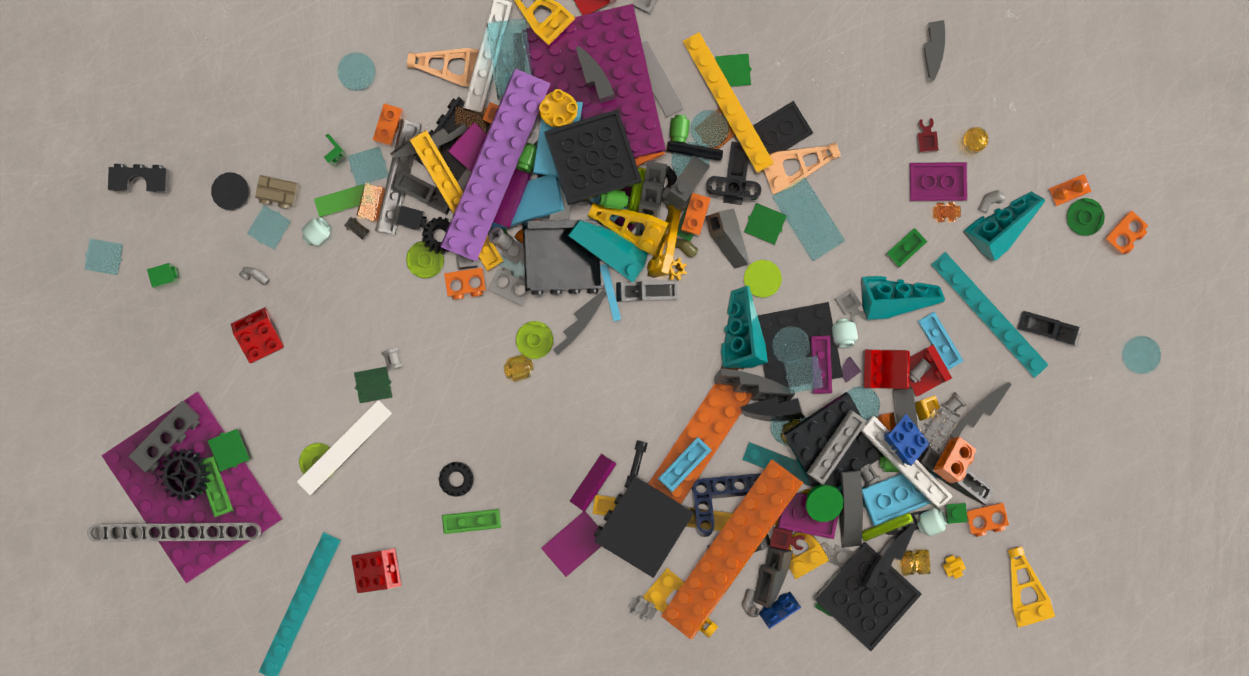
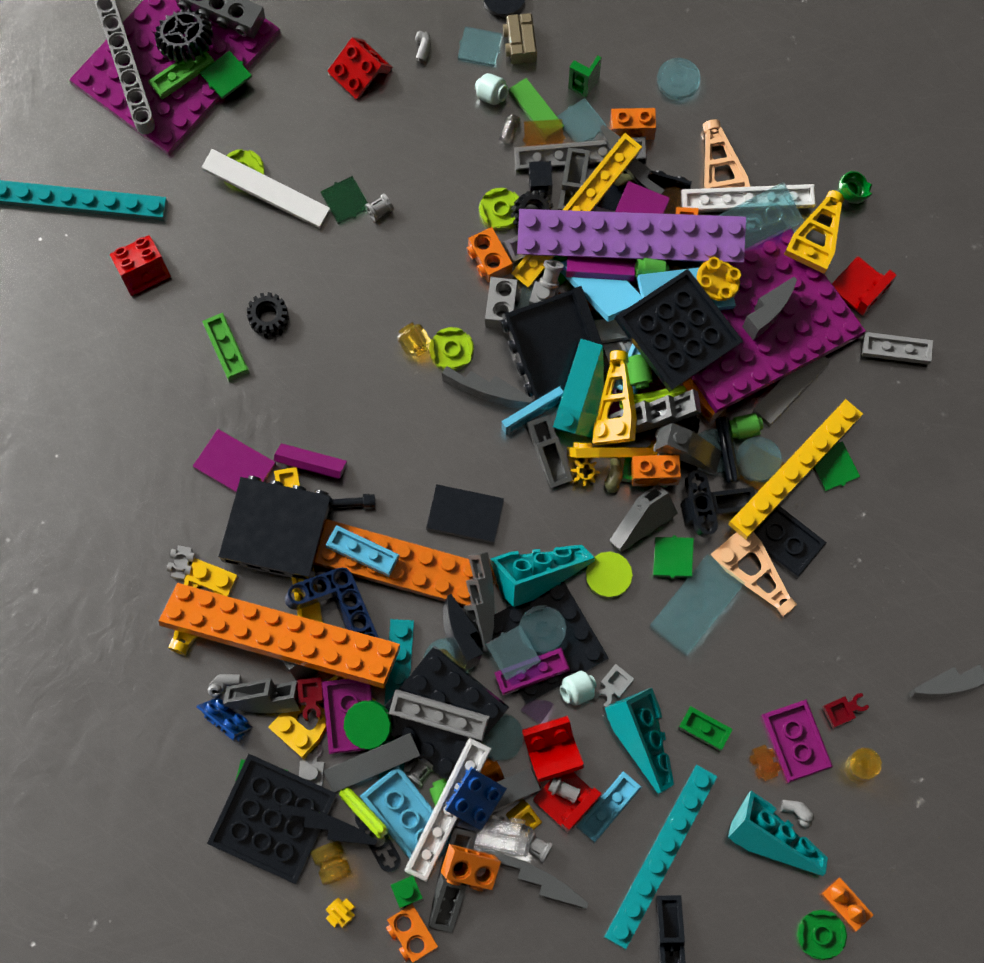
camera: 70 degrees right, 15 degrees down
(676, 374) = (465, 514): none -> black tile
(932, 522) = (386, 865): light aqua head -> none

